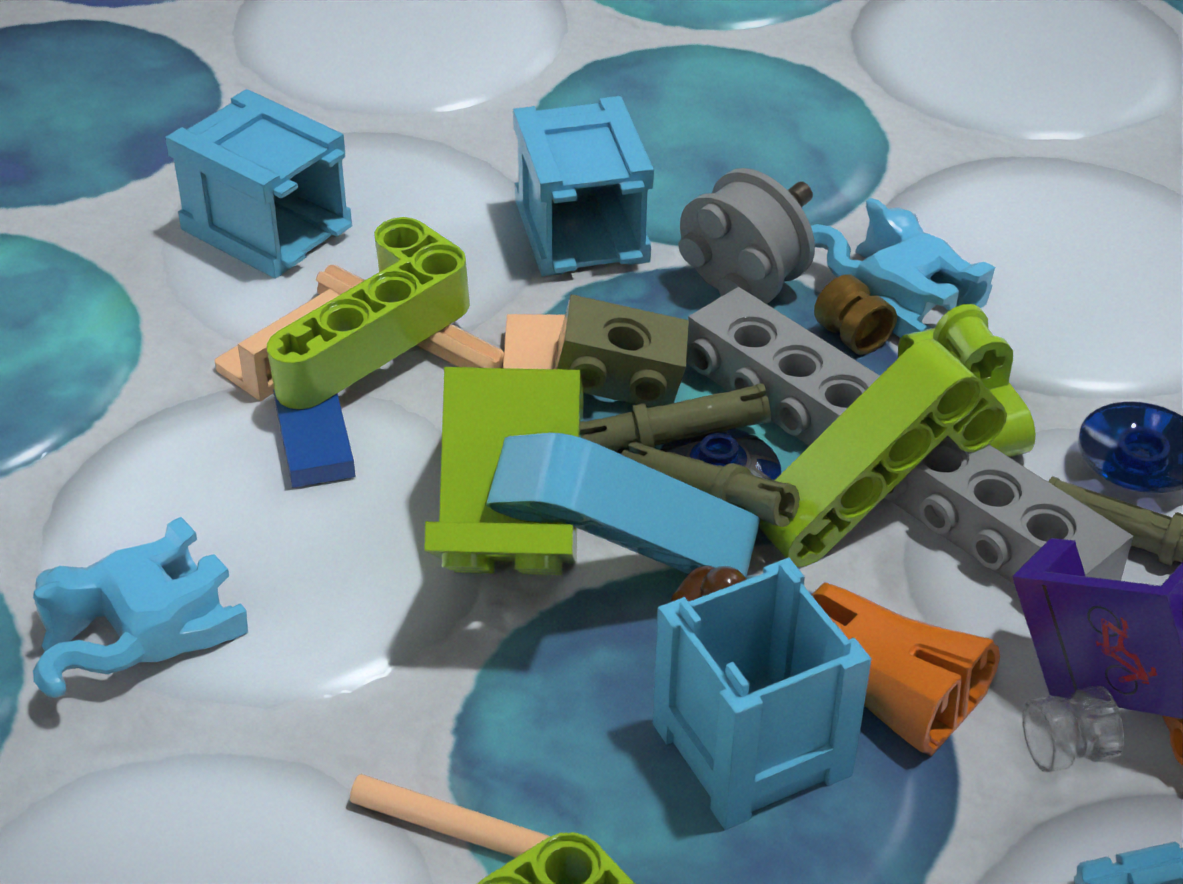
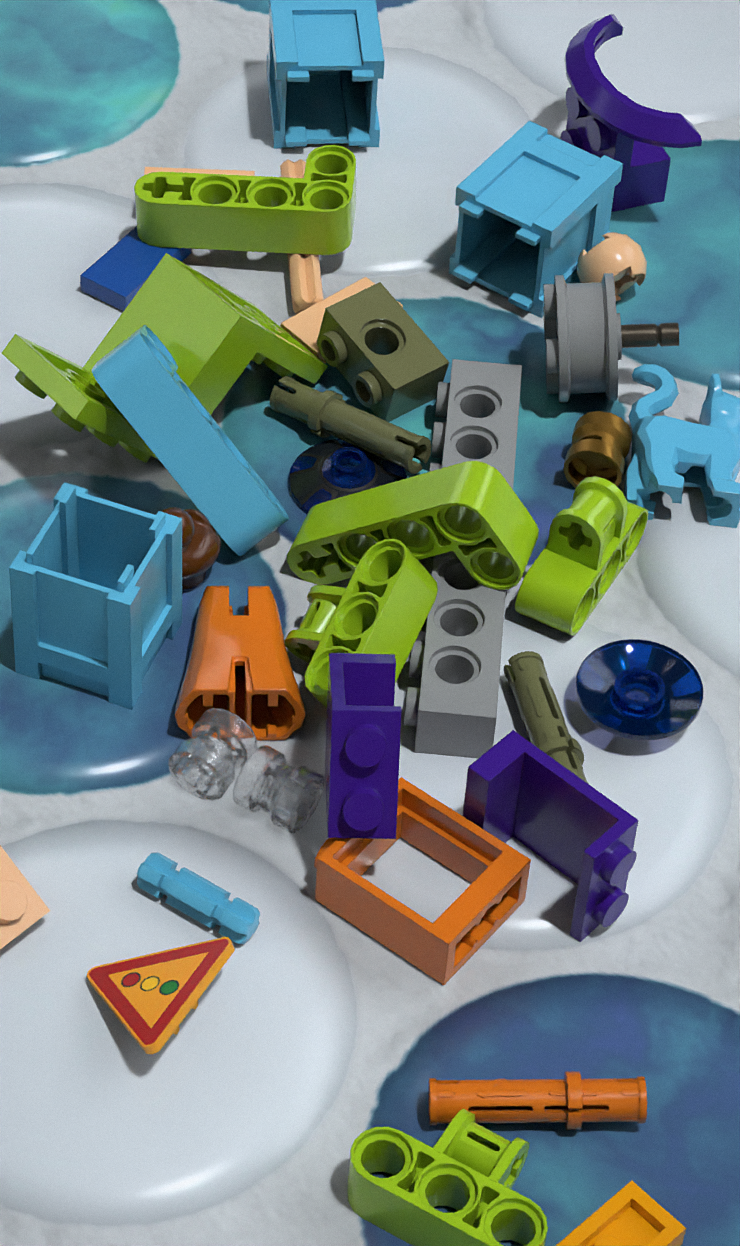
camera: 45 degrees right, 5 degrees up
(534, 73) = (616, 126): none -> dark purple piece
(670, 186) = (613, 255): none -> light nougat piece
(730, 483) = (296, 481): olive pin -> none
(924, 554) = (373, 615): none -> lime piece
(994, 753) = (208, 759): none -> clear wheel

